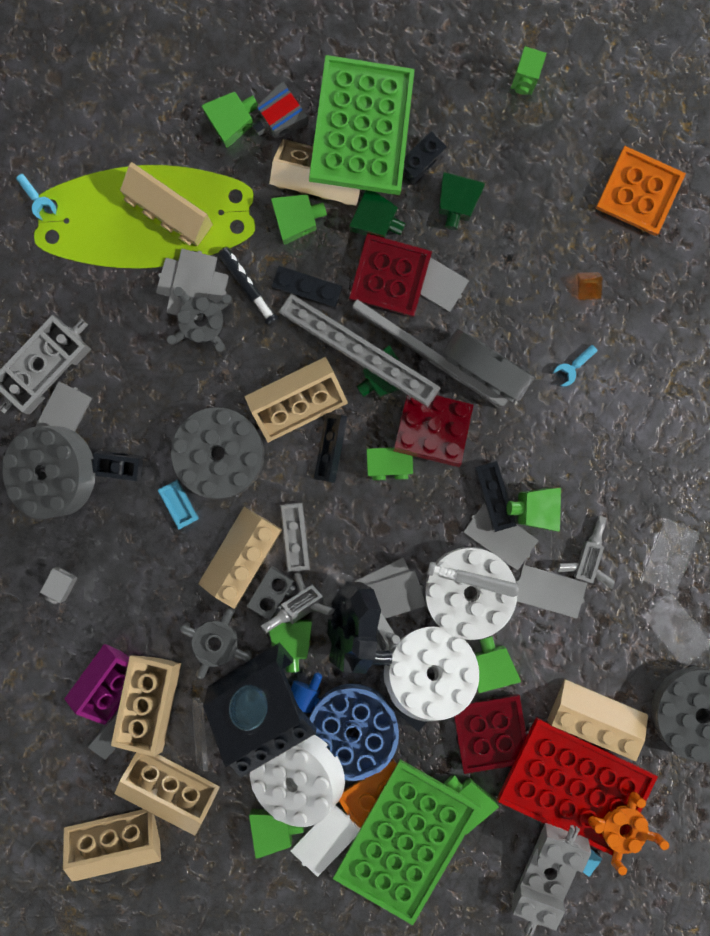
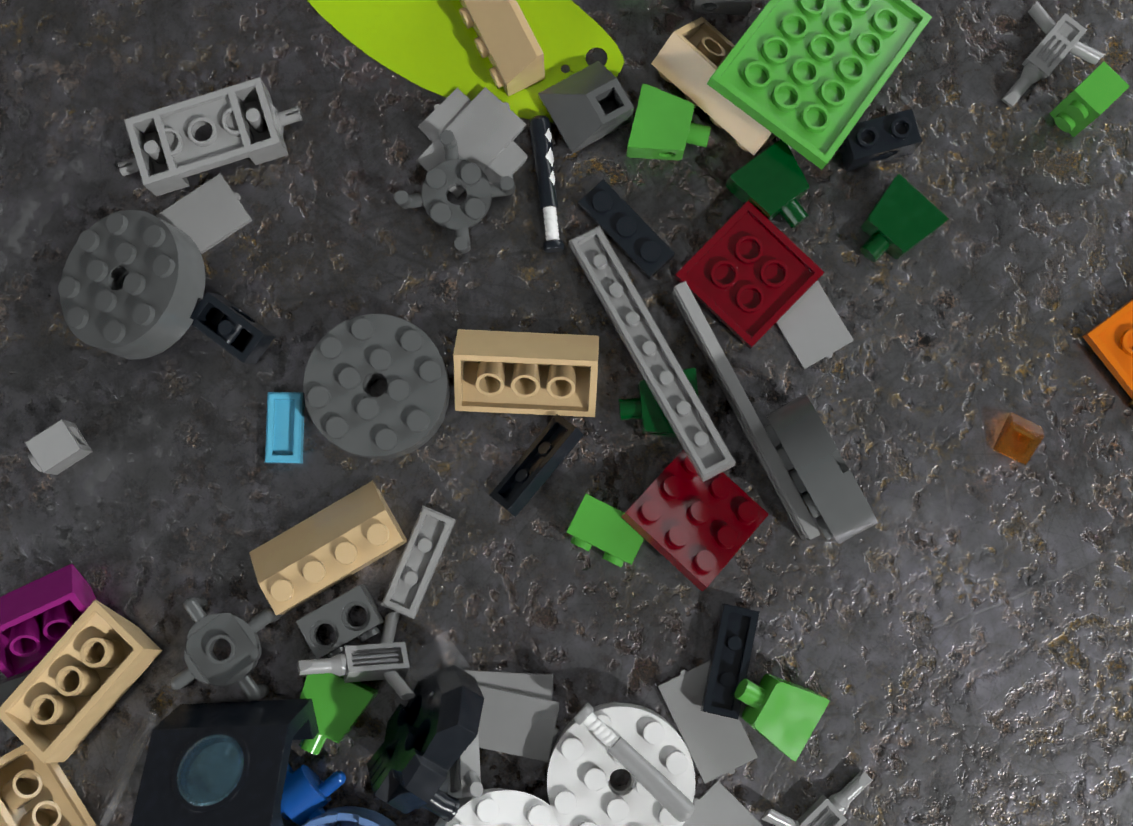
camera: 30 degrees right, 5 degrees down
(246, 228) = (587, 106): none -> dark grey slope
(494, 43) = (1059, 40): none -> light grey piece
(577, 363) = (945, 536): medium azure piece -> none

